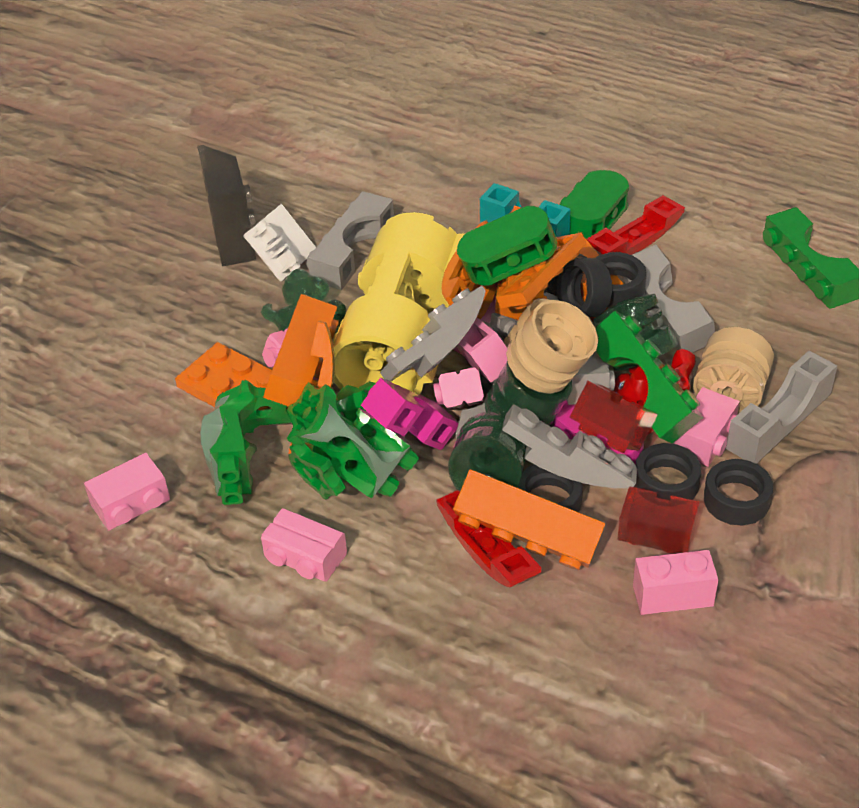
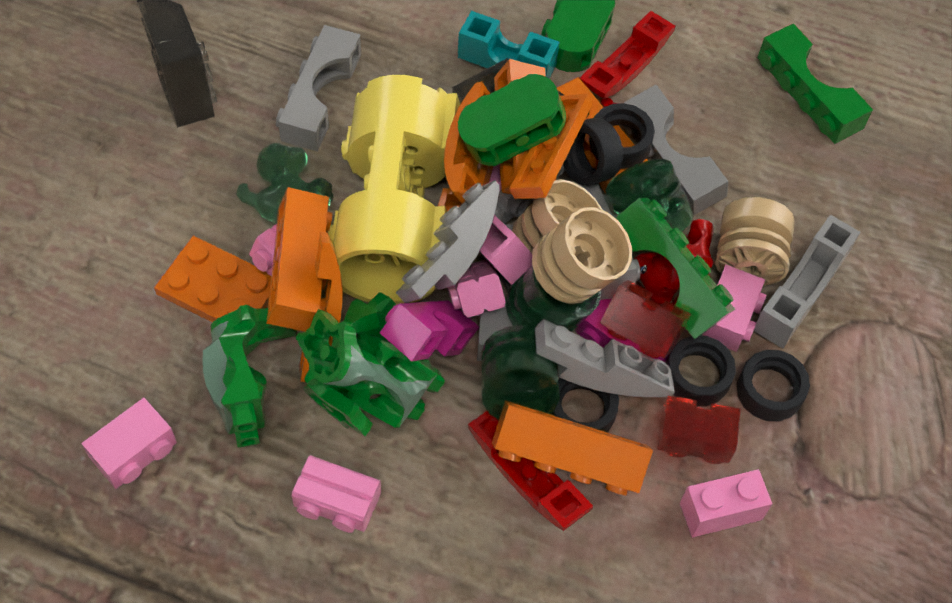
camera: 15 degrees left, 15 degrees up
(280, 242) = (242, 99): white hinge -> none

